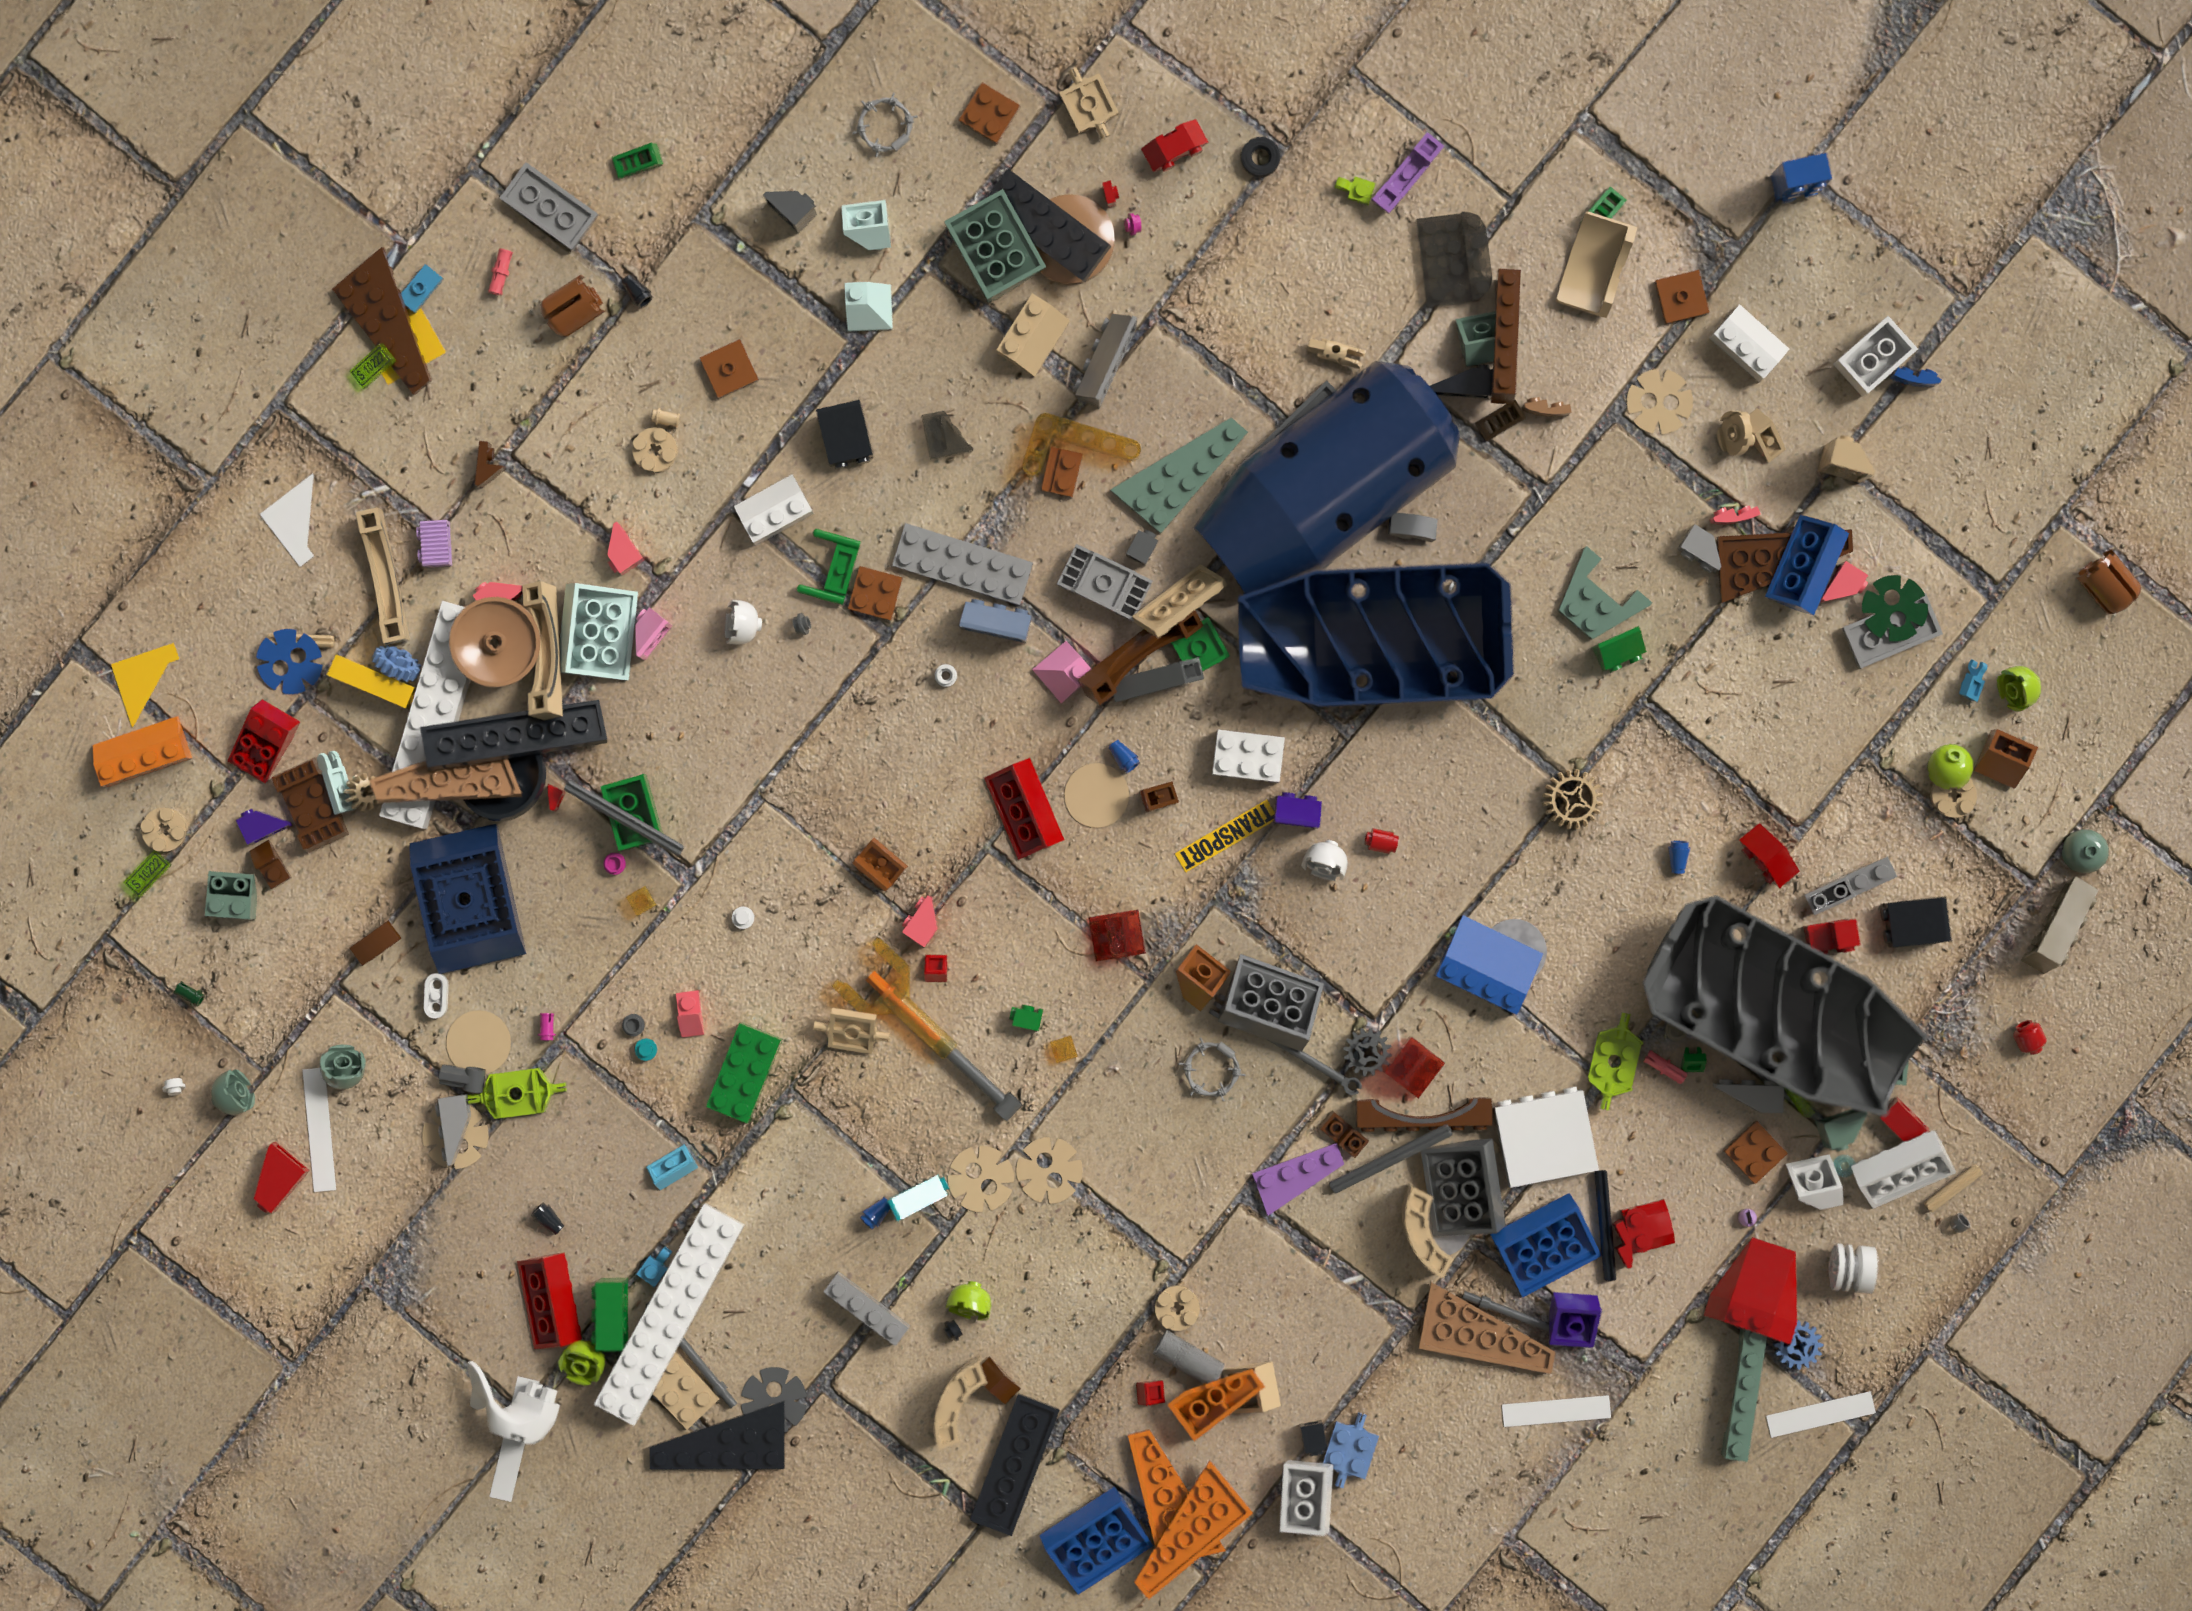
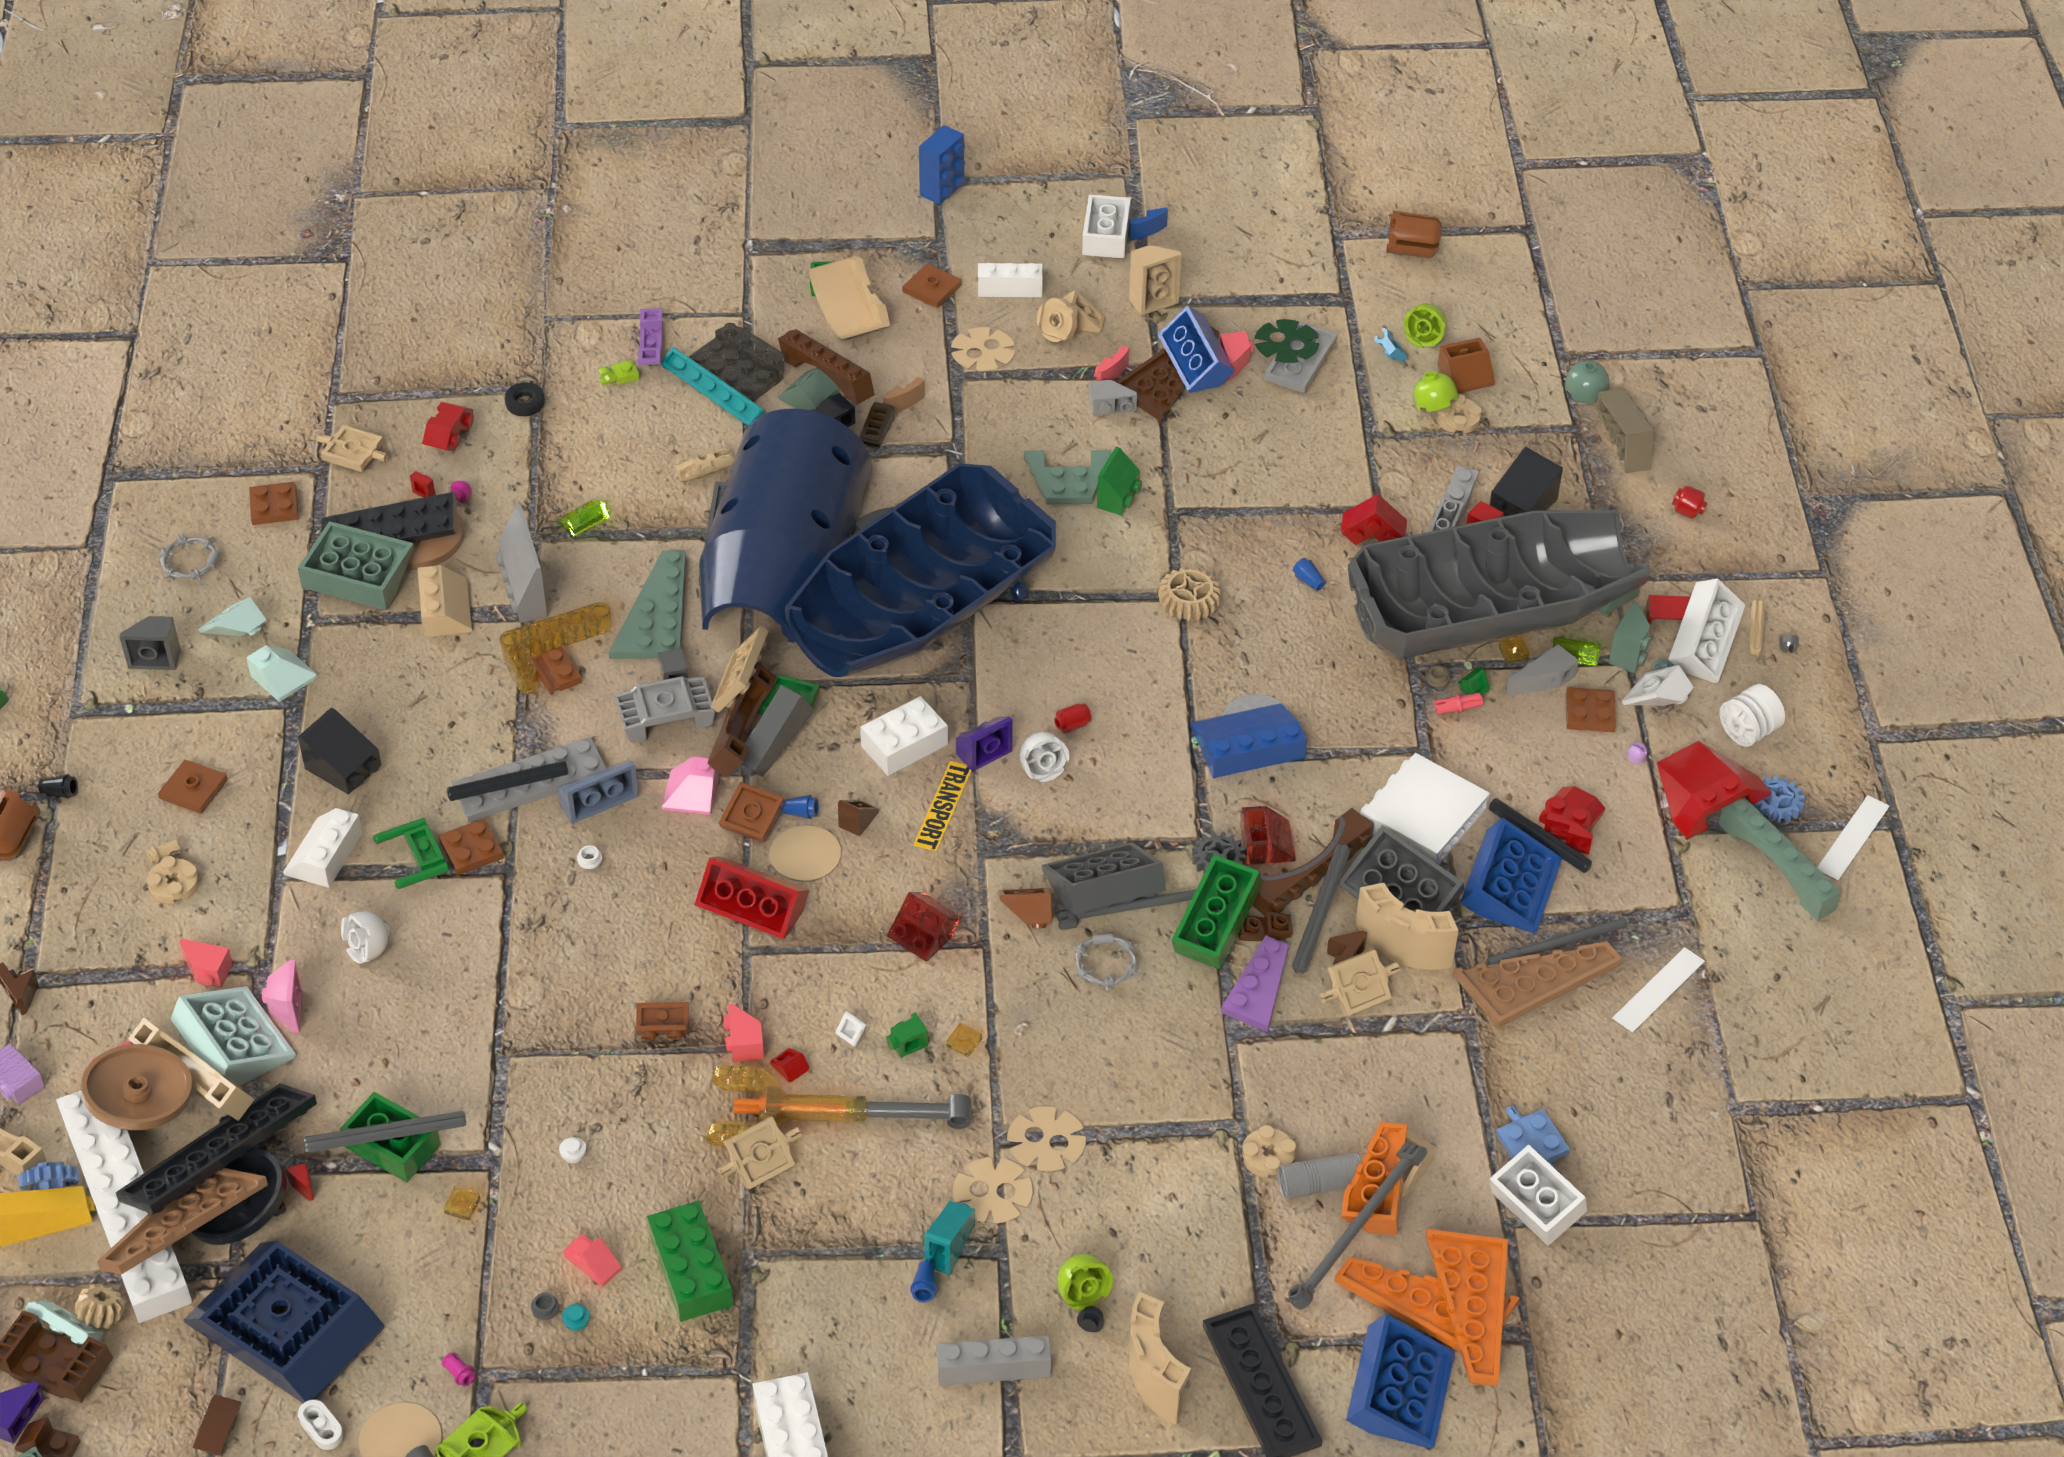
camera: 45 degrees left, 40 degrees down
(614, 863) = (408, 1195): dark pink plate -> none
(672, 1167) = (693, 1395): medium azure slope -> none
(801, 624) = (424, 905): dark grey plate -> none
(939, 562) = (507, 781): none -> black axle
(942, 436) = (429, 709): clear smoke wing -> none
(997, 978) = (850, 1028): none -> white slope
(998, 1381) = (1179, 1328): reddish brown slope -> none
(1084, 734) = (752, 812): none -> dark orange plate
(1150, 1392) = (1316, 1235): red slope -> none
(1204, 327) = (584, 517): none -> clear neon green slope
(1239, 1416) = (1302, 1295): none -> dark grey hinge
(1312, 1107) = (1217, 911): none -> green brick
(1313, 1437) = (1490, 1152): black brick -> none
(1355, 1241) = (1359, 982): none -> tan plate
(1380, 1206) = (1346, 946): none -> reddish brown slope
(1411, 270) = (711, 386): none -> teal tile
(1574, 1319) = (1594, 907): dark purple slope -> none
(1620, 1079) = (1410, 712): lime plate -> none

